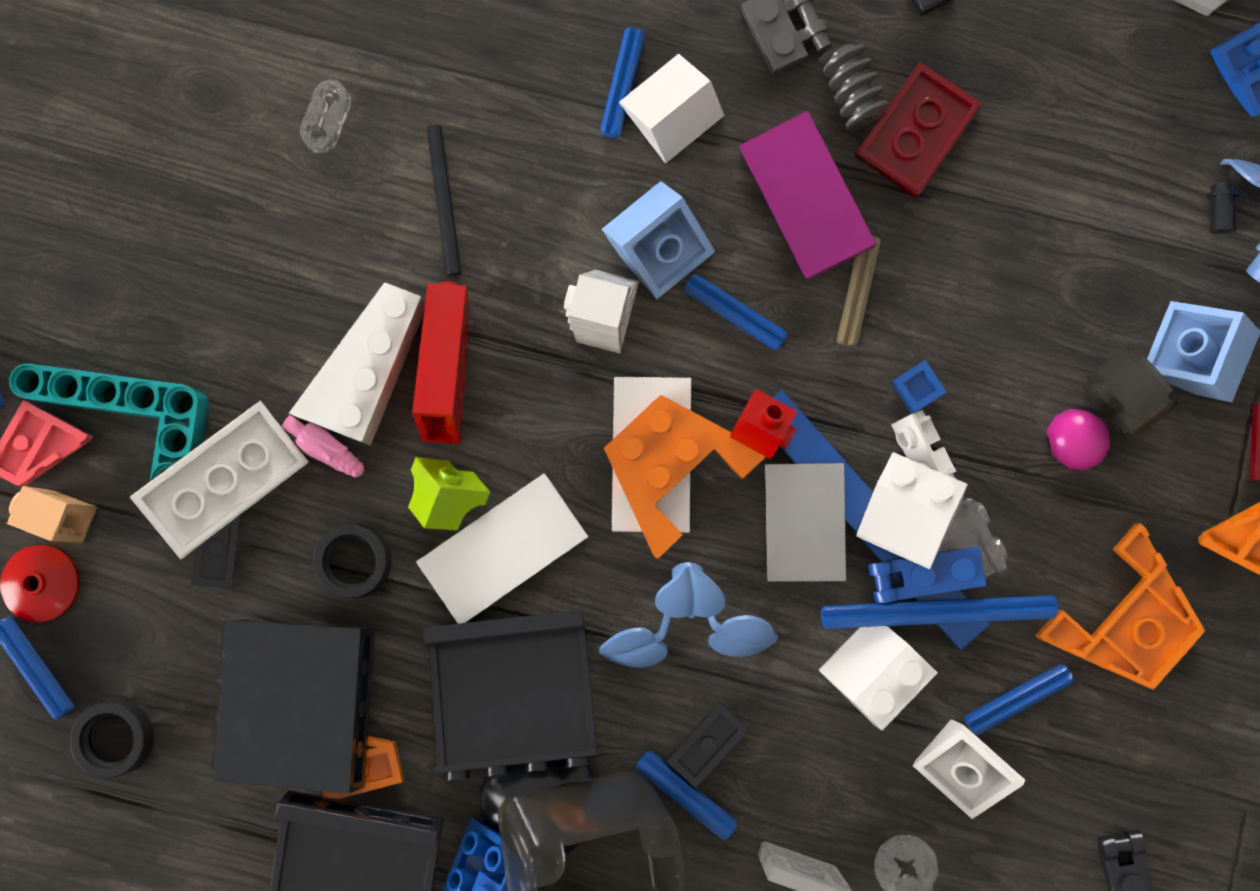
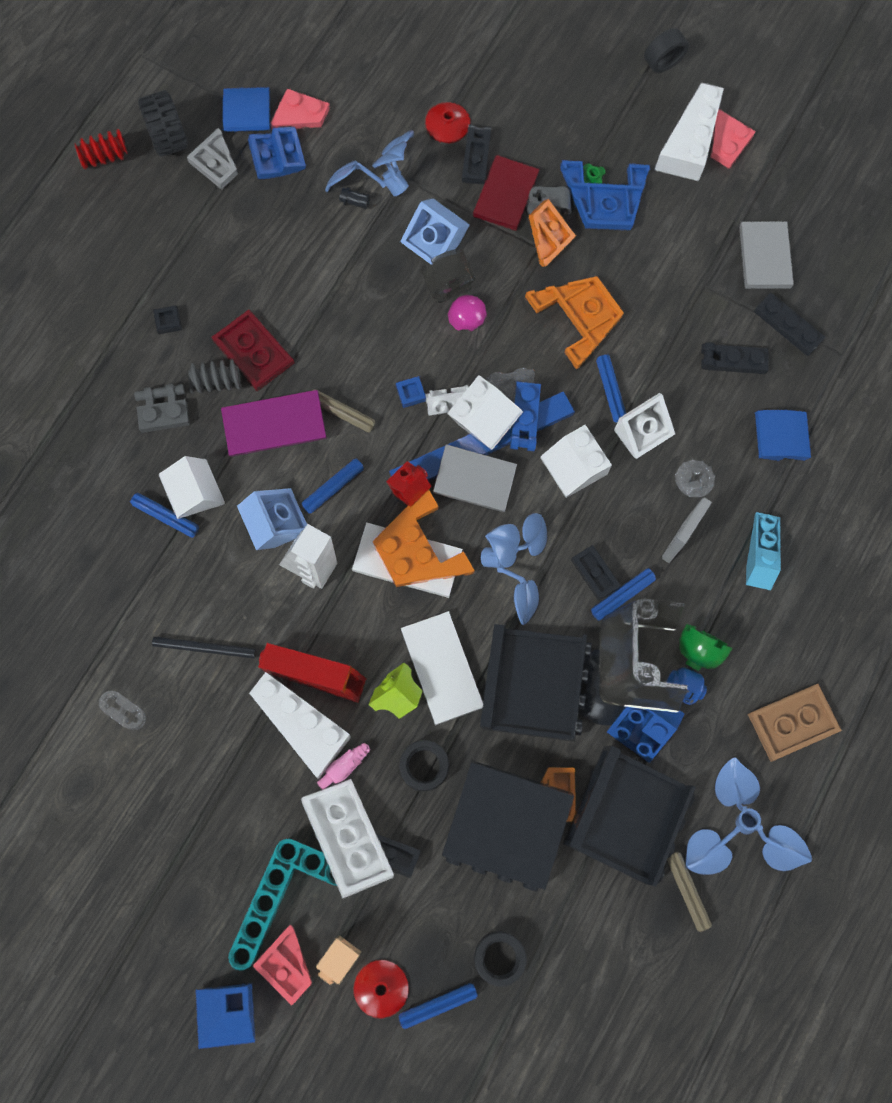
camera: 85 degrees left, 10 degrees down
(939, 612) = (549, 417): blue axle -> none

